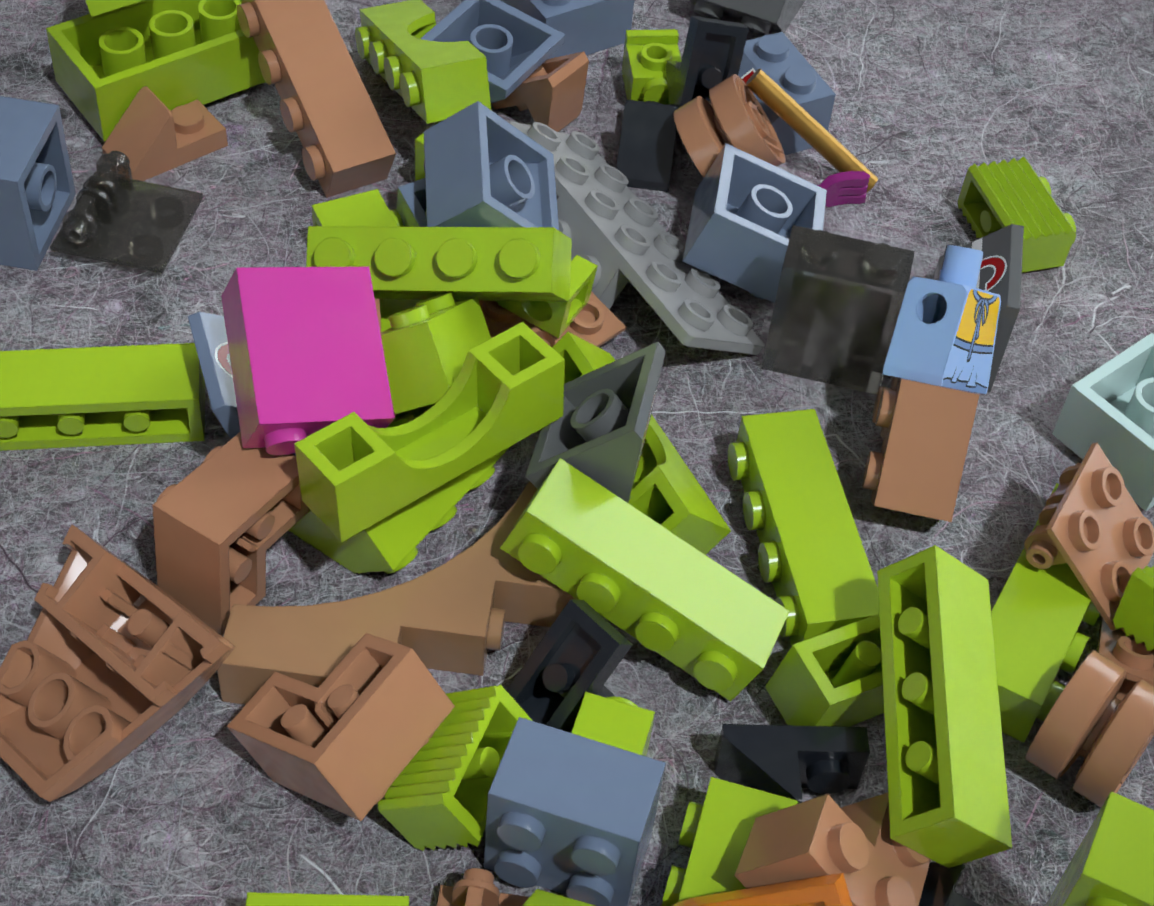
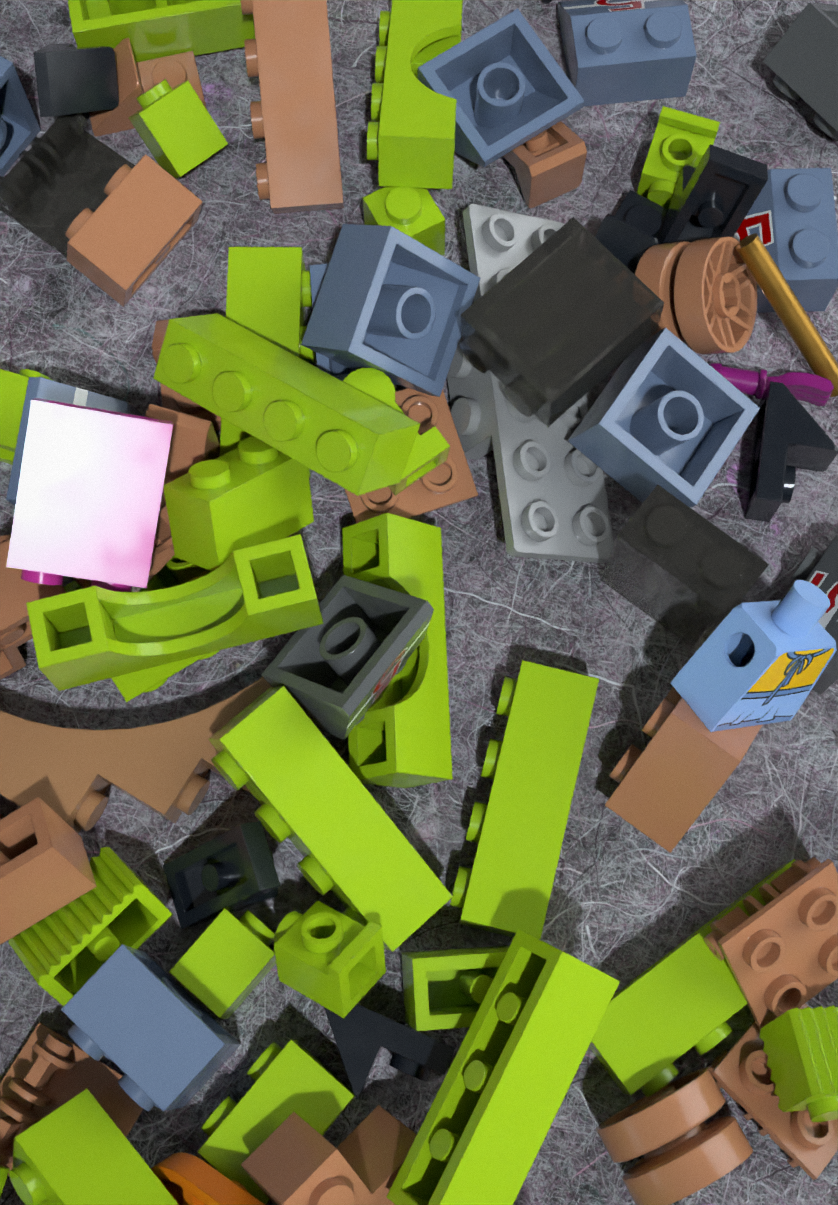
camera: 30 degrees right, 25 degrees up
(106, 122) = (75, 79): none -> black slope
(210, 224) = (132, 228): none -> nougat brick
(215, 143) = (176, 127): none -> lime brick
(638, 161) = (559, 323): none -> clear smoke brick
(708, 688) = (329, 956): none -> lime brick
(859, 211) = (783, 441): none -> black slope

